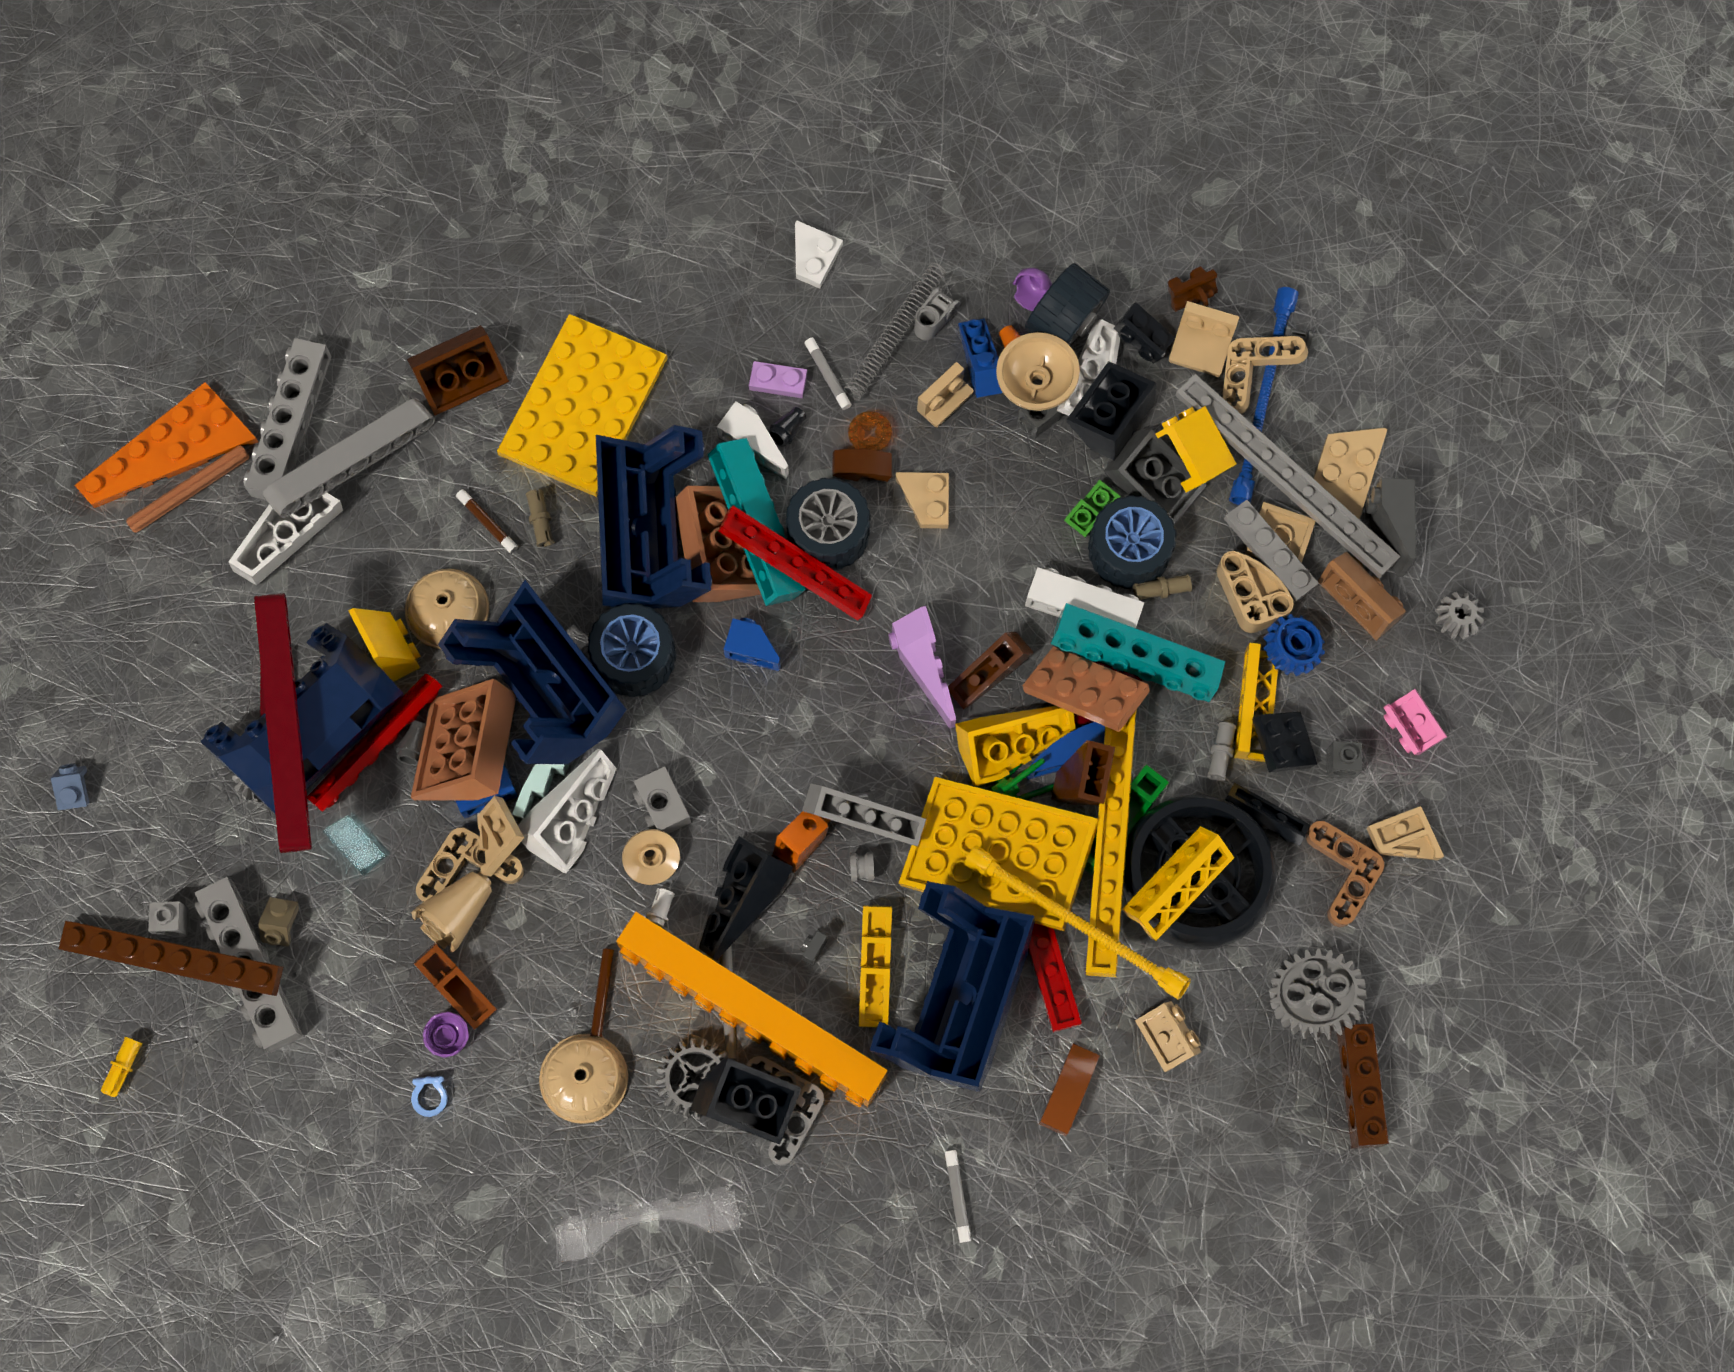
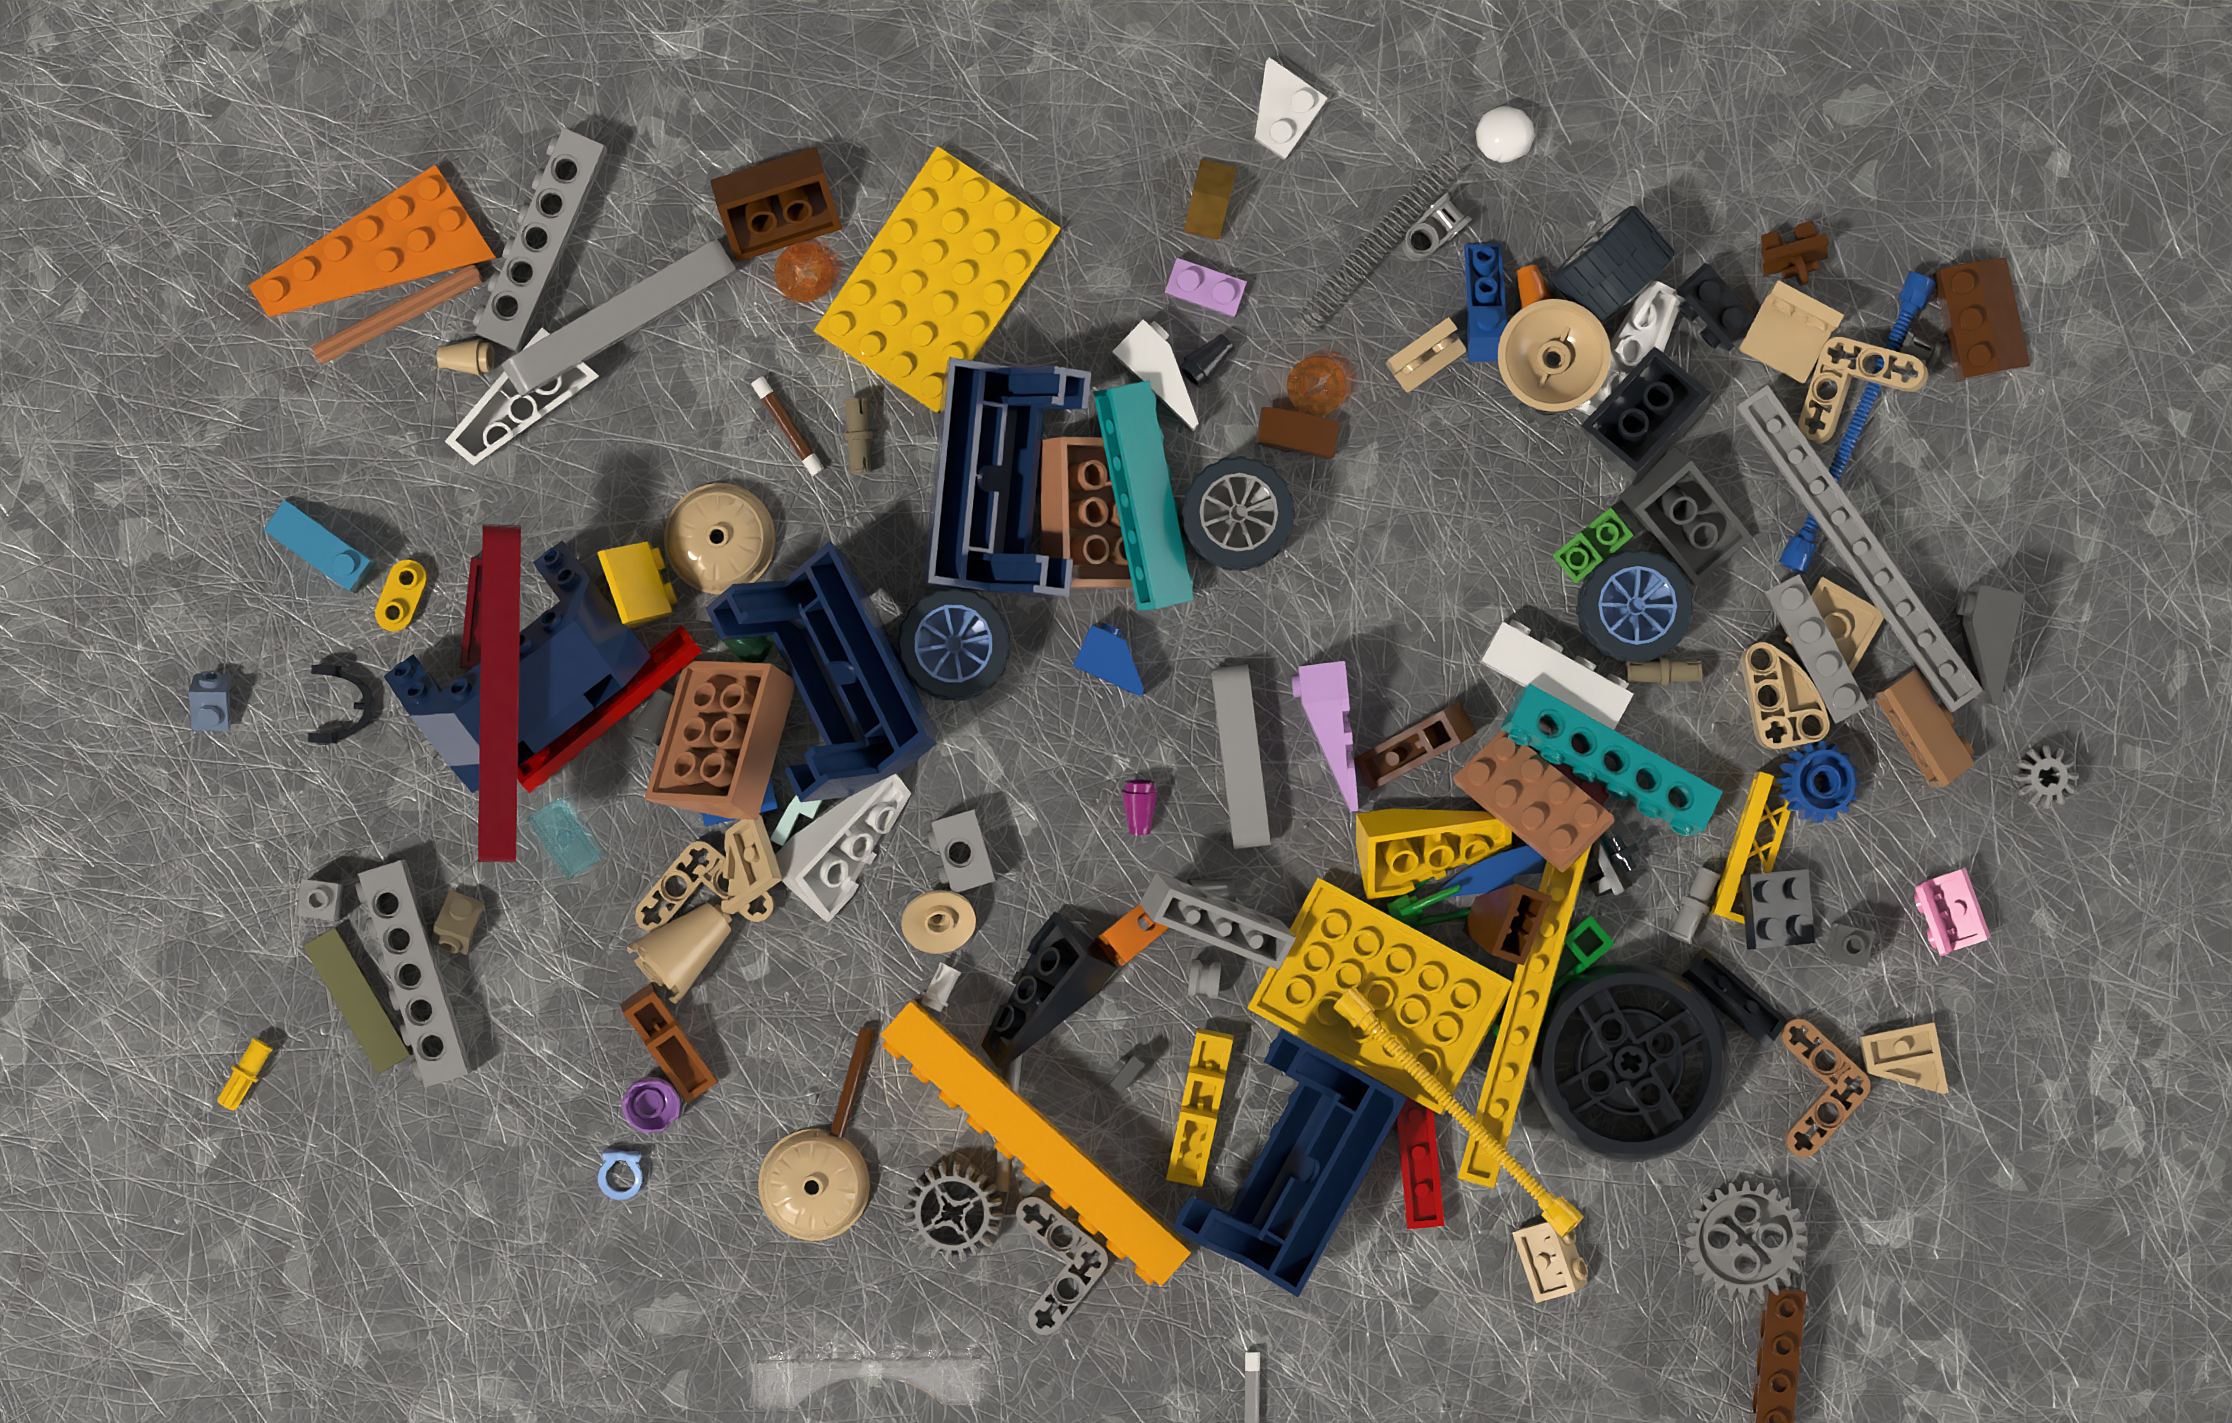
camera: 10 degrees right, 15 degrees up
(147, 661) = (320, 547): none -> dark azure slope
(166, 798) = (336, 671): none -> black piece
(171, 958) = (320, 951): reddish brown plate -> none
(214, 686) = (403, 596): none -> yellow plate
(215, 1009) = (357, 1000): none -> olive tile
(244, 508) = (469, 357): none -> tan cone
(472, 674) = (749, 649): none -> clear green cone
(489, 424) = (808, 289): none -> clear orange gear
(746, 1099) = (1011, 1258): black slope -> none
(770, 321) = (1210, 199): none -> pearl gold slope
(791, 747) = (1139, 805): none -> magenta cone
(795, 563) = (1185, 567): red plate -> none
(827, 373) = (1274, 290): light grey bar -> none
(861, 699) = (1240, 756): none -> light grey beam
(927, 497) = (1376, 490): tan wing -> none
(972, 245) = (1505, 134): none -> white hair
(1031, 287) = (1574, 217): medium lavender hair -> none
(1069, 1090) = (1413, 1304): dark orange slope -> none
(1156, 740) = (1613, 875): none -> black hips
(1176, 877) = (1595, 1076): yellow fence -> none
(1198, 446) = (1748, 491): yellow panel -> none
(1334, 313) = (1981, 319): none -> reddish brown slope
(1349, 466) = (1947, 545): tan wing -> none

